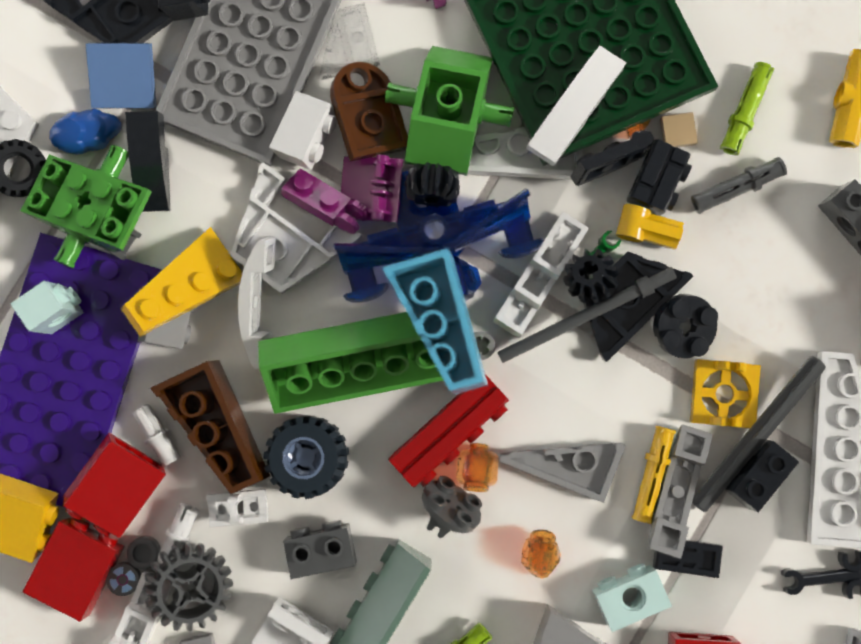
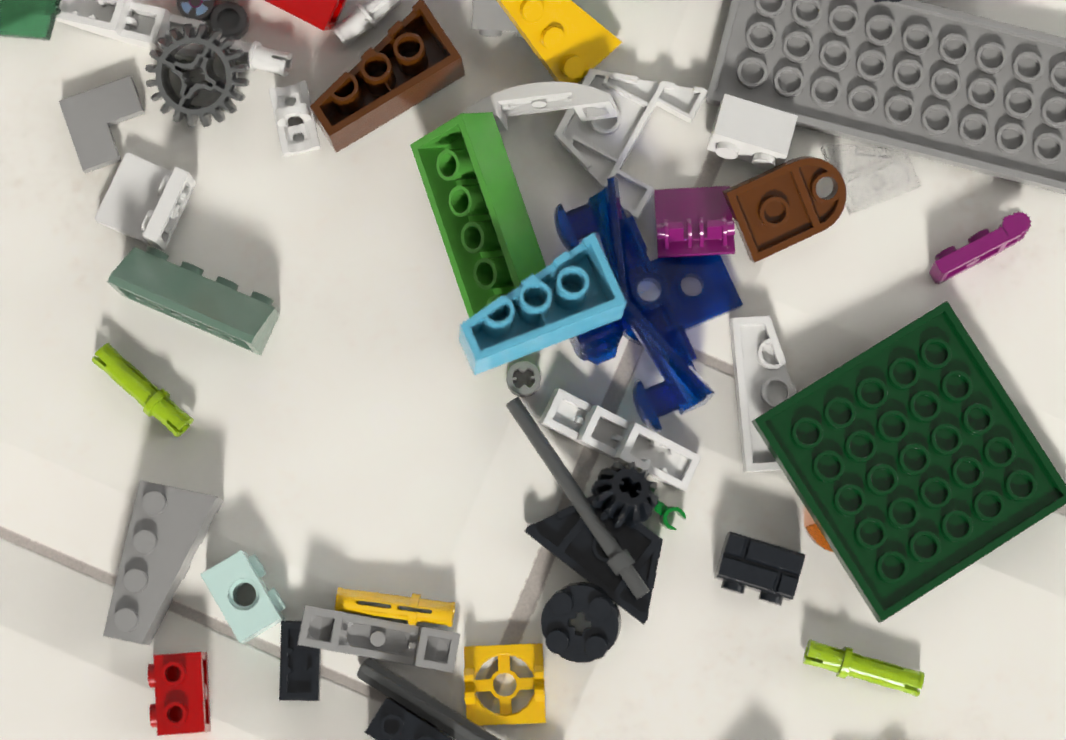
camera: 80 degrees right, 5 degrees down
(306, 456) = (364, 189): black wheel -> none
(319, 550) = (256, 221): dark grey brick -> none
(324, 201) = (671, 168): magenta hinge -> none
(432, 185) = (706, 289): black gear -> none
(441, 130) = (771, 301): bright green slope -> none
(446, 431) = (416, 351): red brick -> none
(450, 507) = (326, 364): dark grey plate -> none
(477, 468) = (375, 392): clear orange head -> none
(540, 553) = (283, 481): clear orange rock -> none
(576, 106) = (827, 445): white slope -> none
(578, 468) = (390, 513): light grey wing -> none
(612, 158) = (773, 504): black hinge -> none
(640, 225) = (697, 552): yellow piece -> none
(679, 129) = (823, 587): tan tile -> none
(771, 170) = (790, 710): dark grey pin -> none

